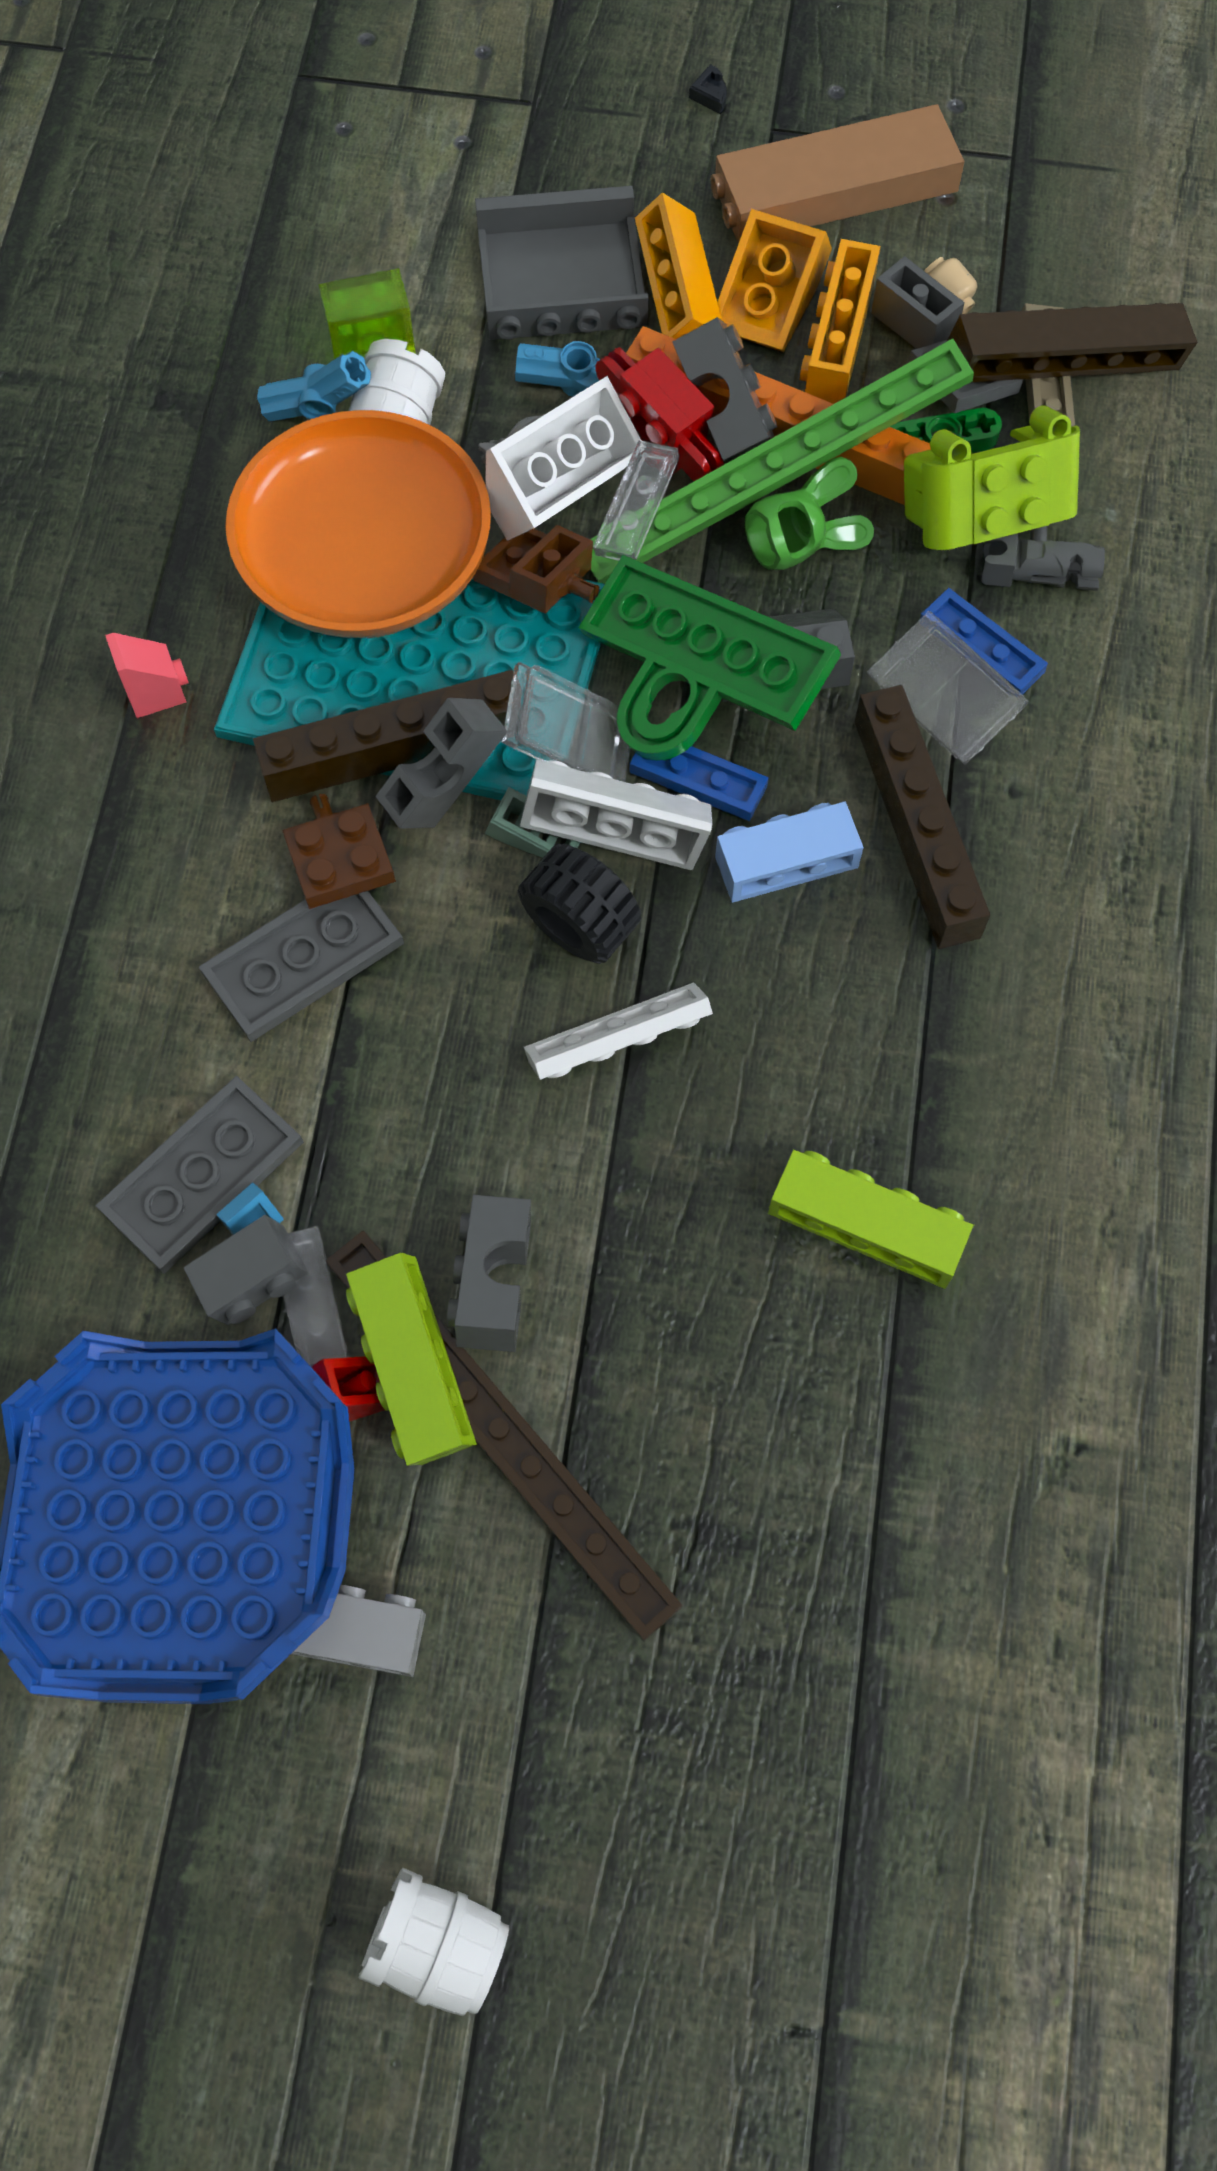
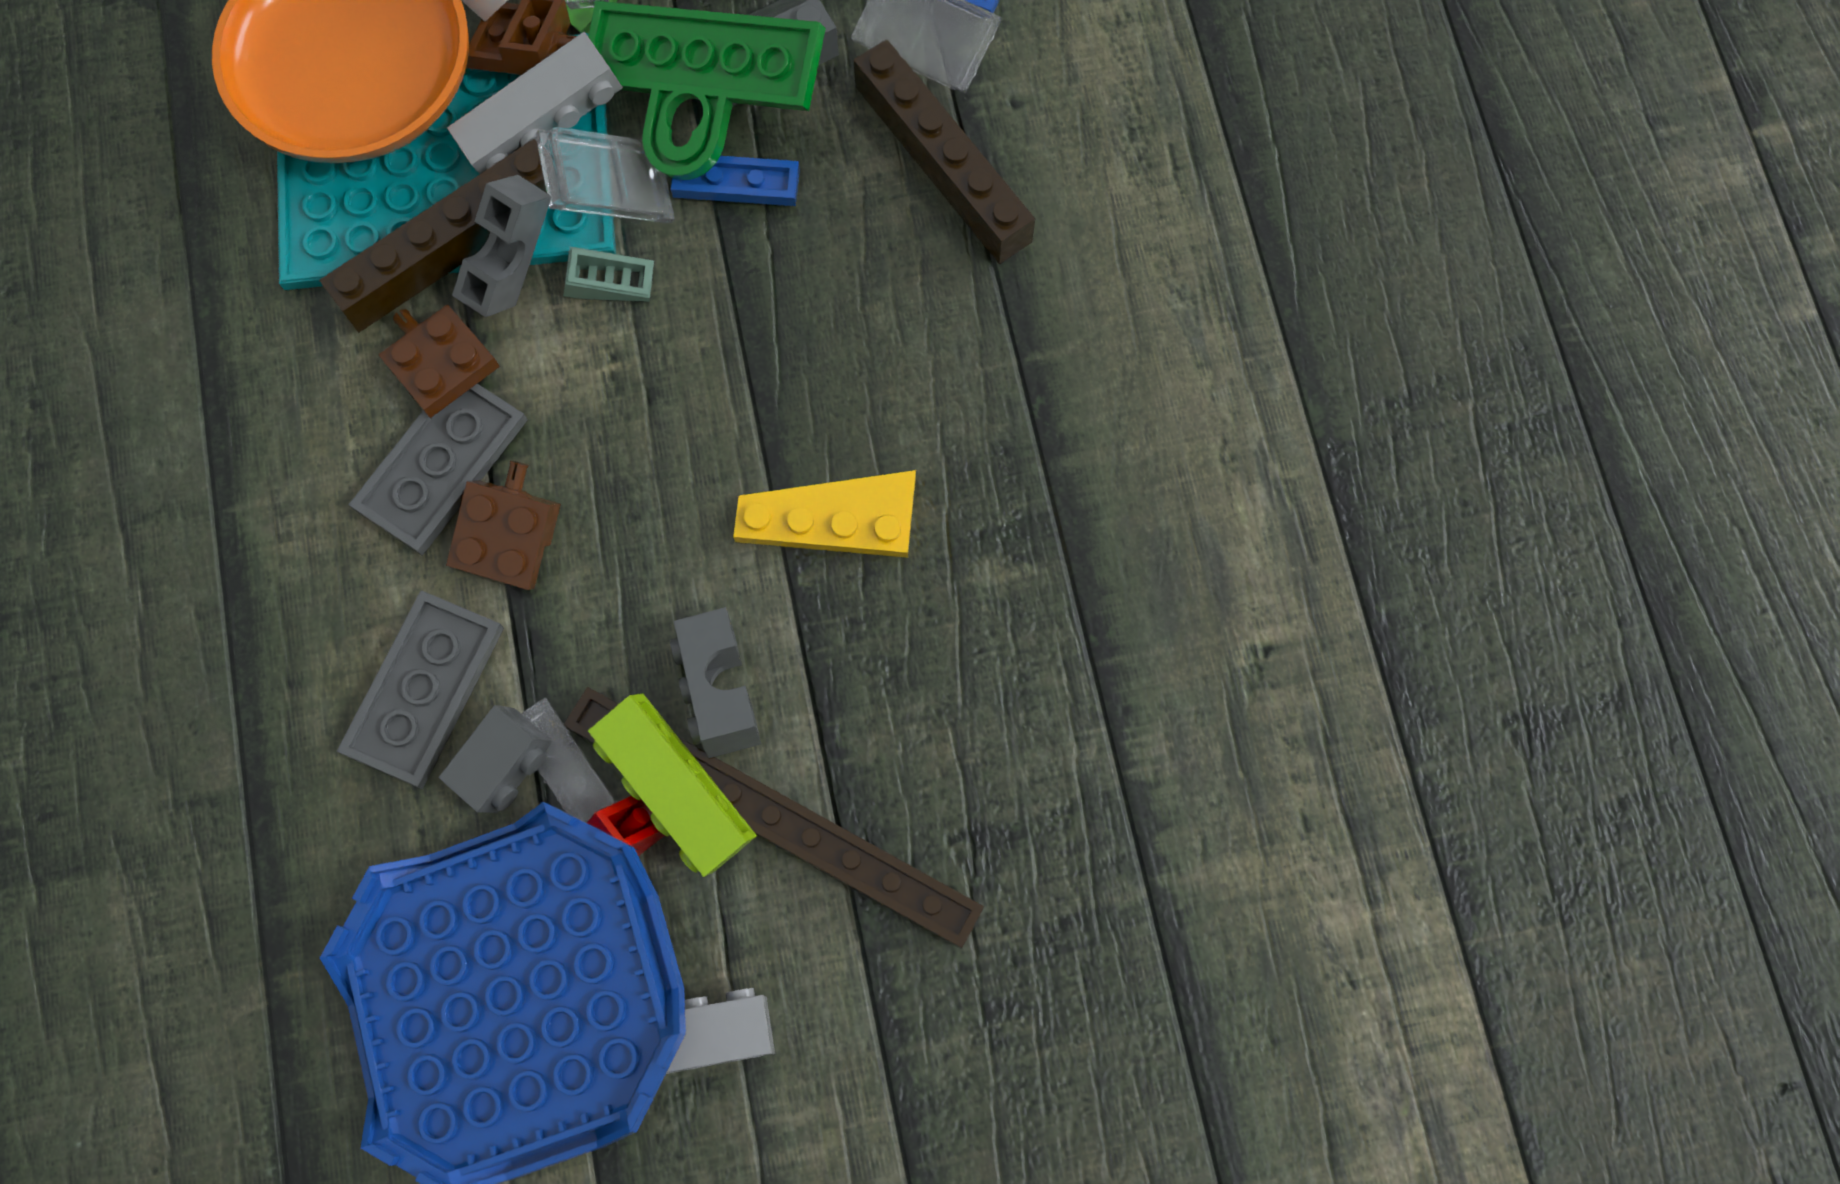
camera: 20 degrees left, 5 degrees up
(147, 673) = (197, 252): coral slope -> none
(247, 1208) = (476, 705): dark azure plate -> none
(338, 1045) = (503, 530): none -> reddish brown plate
(534, 633) = (542, 98): none -> light grey brick
(579, 903) = (672, 330): black tyre -> none
(616, 814) = (675, 239): white slope -> none
(629, 1026) = (747, 431): white plate -> none
(682, 1149) = (840, 516): none -> yellow wing
(788, 851) = (839, 221): light blue brick -> none
(870, 1217) = (1025, 518): lime brick -> none

